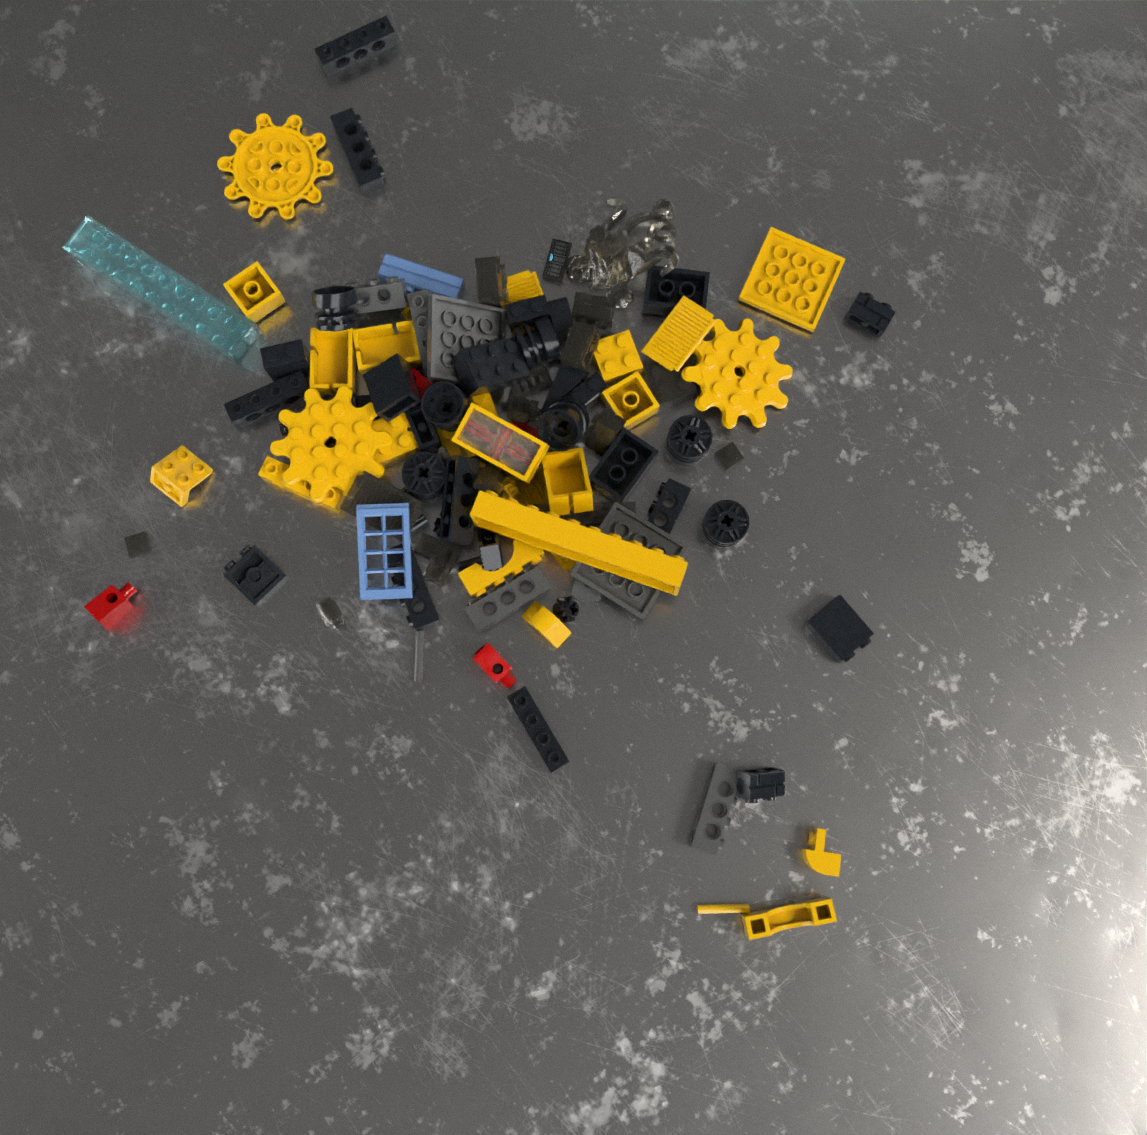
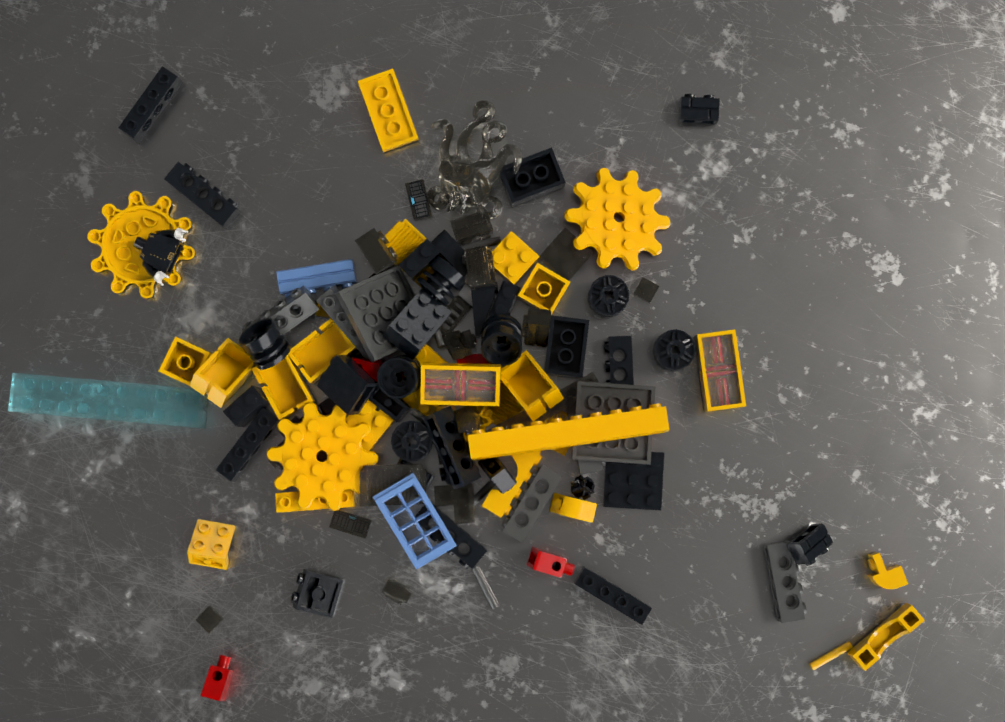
camera: 20 degrees left, 5 degrees up
(283, 323) = (223, 373): none -> yellow piece
(289, 179) = (161, 252): none -> black torso
(323, 526) = (350, 523): none -> clear smoke tile
(573, 164) = (388, 110): none -> yellow plate
(618, 633) = (634, 484): none -> black plate
(679, 334) = (555, 214): yellow window -> none
(760, 568) = (720, 370): none -> clear brick
(791, 279) = (619, 114): yellow plate -> none
(839, 629) = (808, 386): black brick -> none

